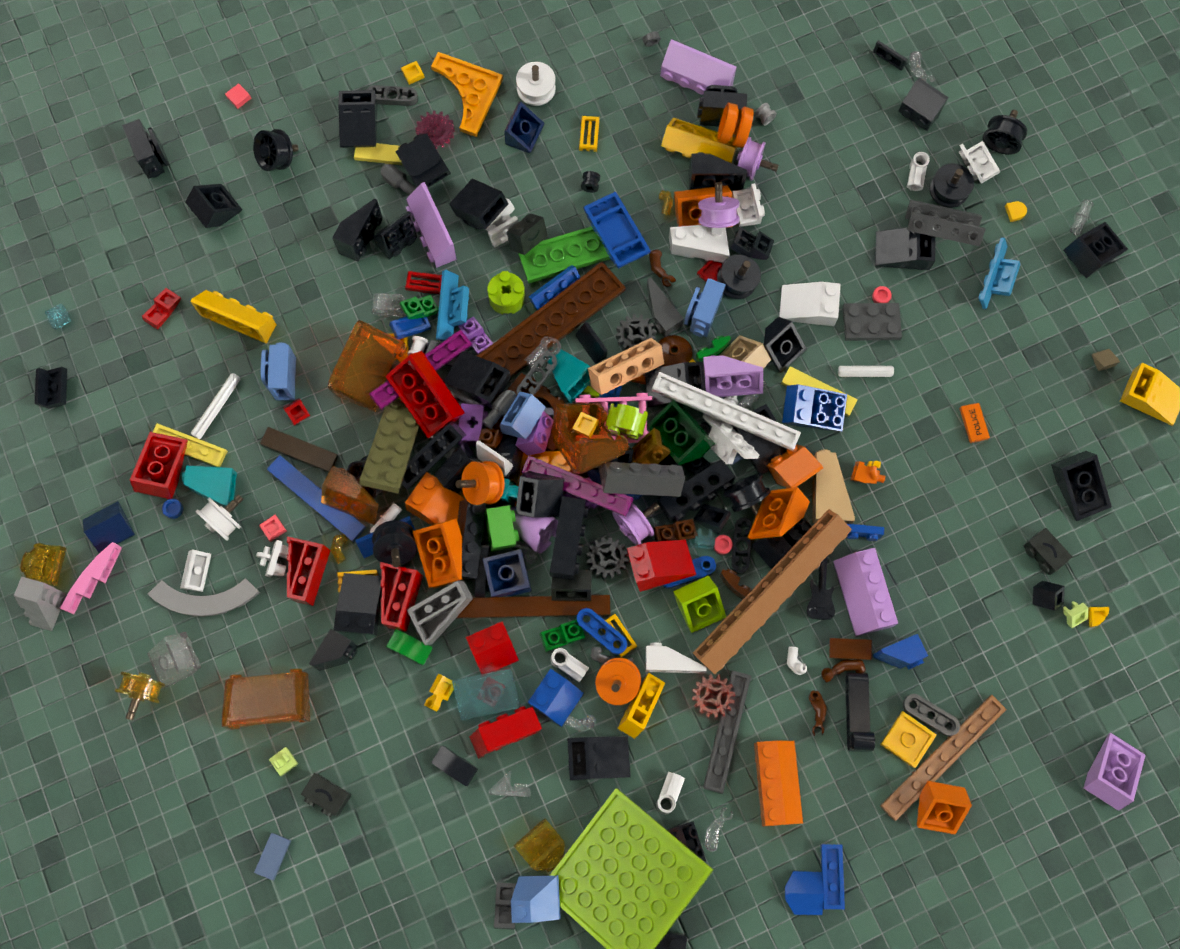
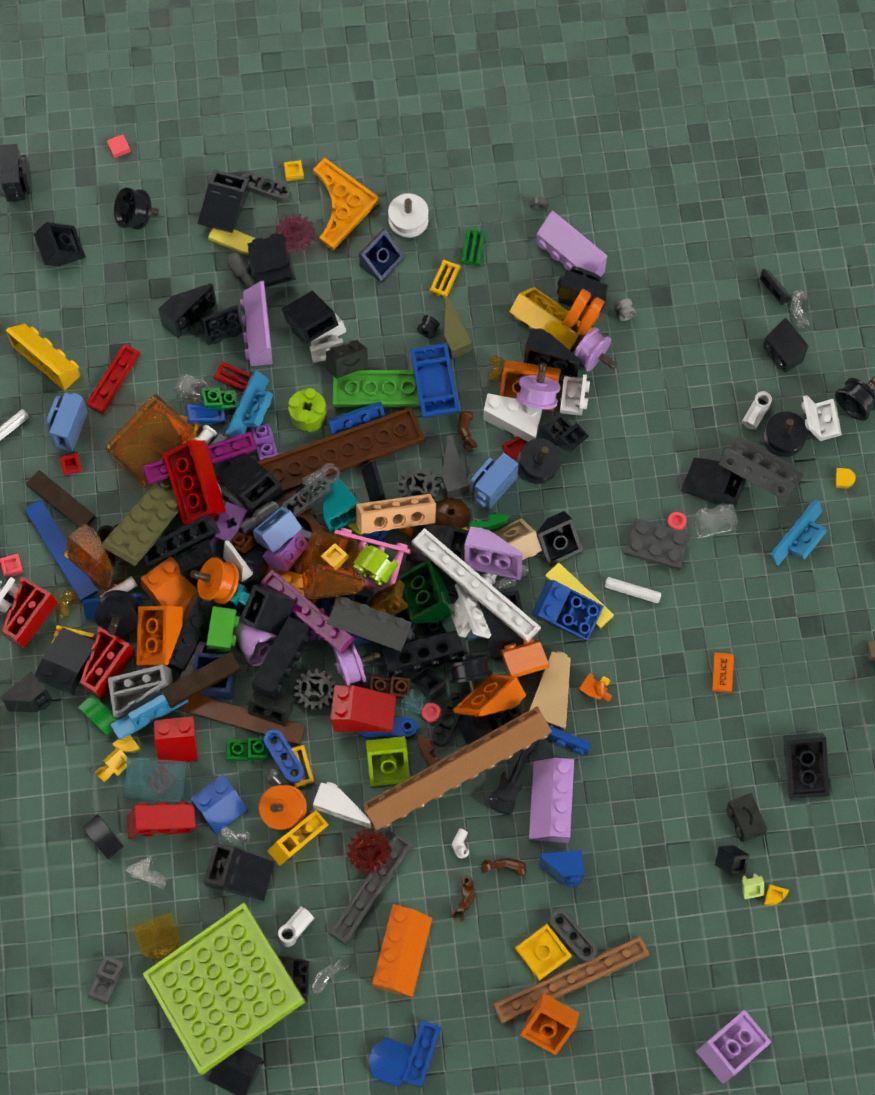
camera: 20 degrees right, 5 degrees down
(309, 318) = (113, 379): none -> red tile
(445, 667) = (127, 744): none -> yellow tile
(458, 630) = (143, 716): none -> dark azure bracket
(498, 583) = (201, 679): none -> dark brown tile
(535, 899) = (134, 981): medium blue slope -> none
(570, 666) = (243, 779): white piece -> none
(602, 84) = (475, 234): none -> green tile
(616, 178) = (455, 333): none -> olive slope
(810, 303) = (601, 507): white slope -> none
(850, 648) = (518, 848): reddish brown slope -> none
(858, 713) = (502, 910): black beam -> none
(918, 283) = (715, 520): none -> clear brick

